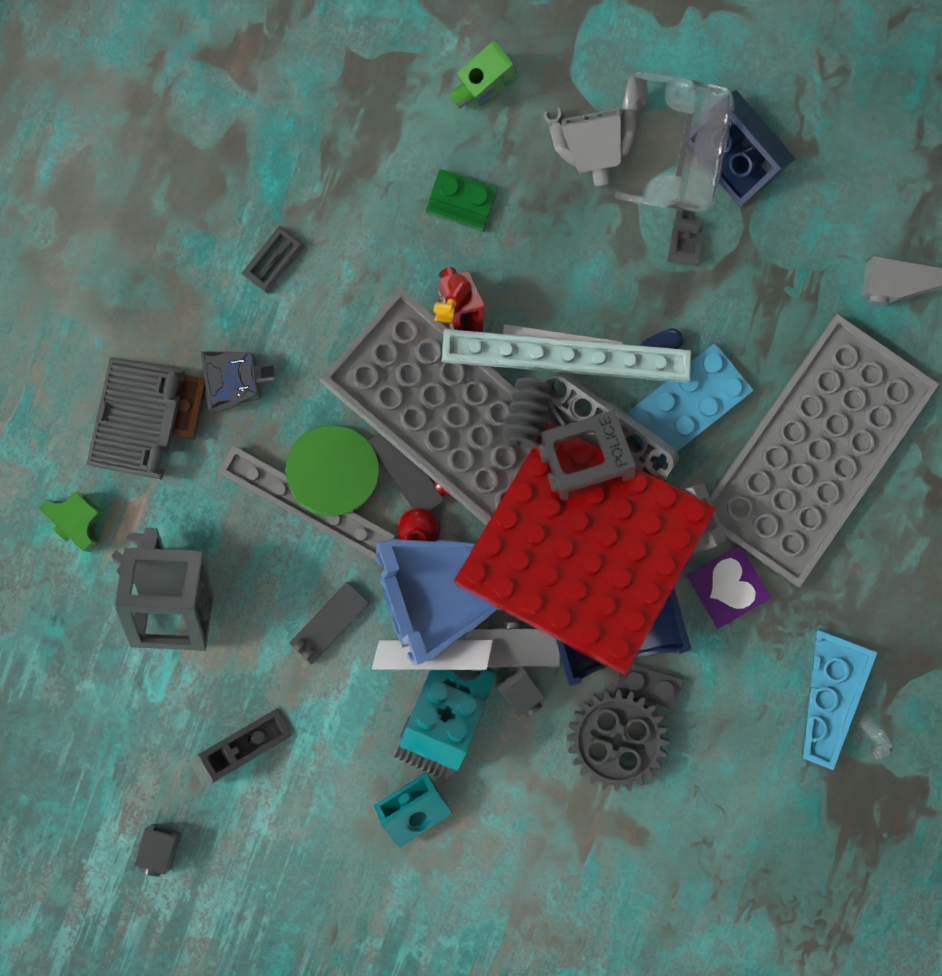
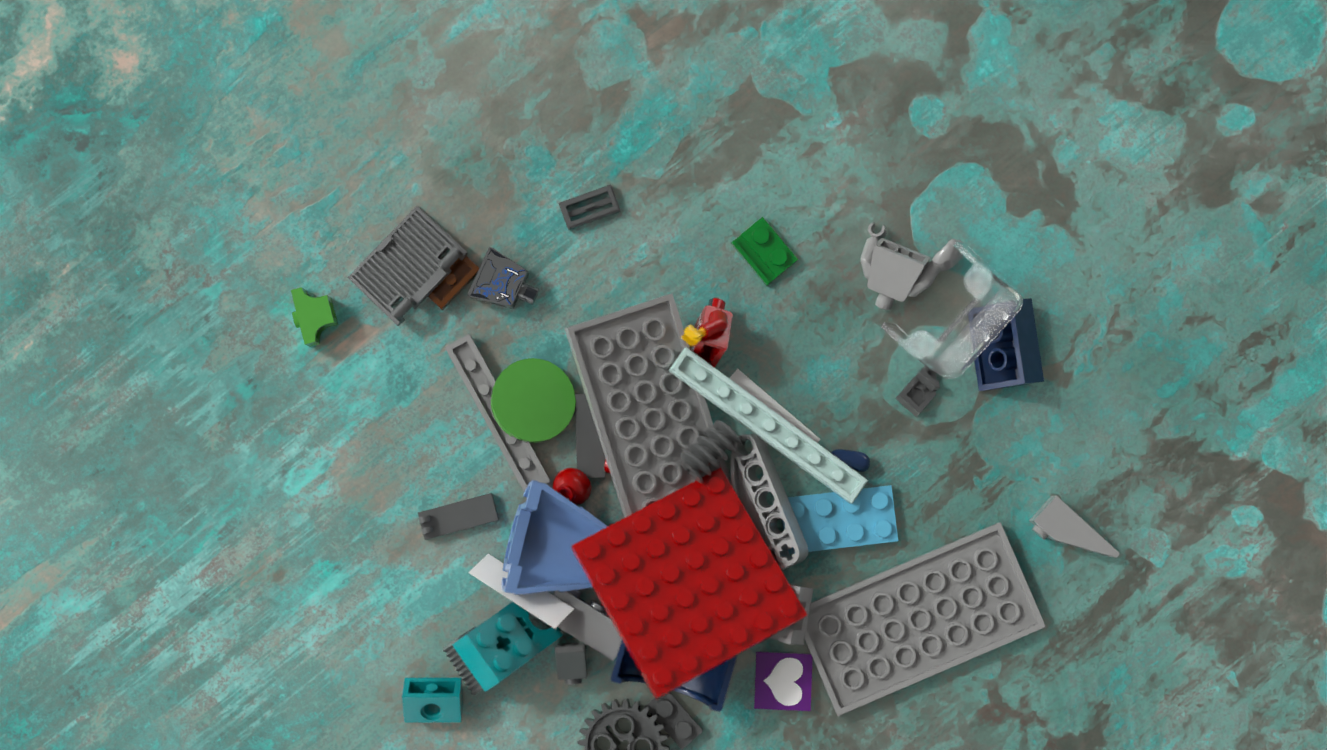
camera: 30 degrees right, 0 degrees up
(157, 850) = (219, 608): dark grey brick -> none
(165, 584) = (350, 411): dark grey piece -> none
(239, 748) = (330, 570): dark grey slope -> none
(492, 67) = (852, 169): bright green torso -> none
(613, 446) = (757, 517): dark grey window -> none

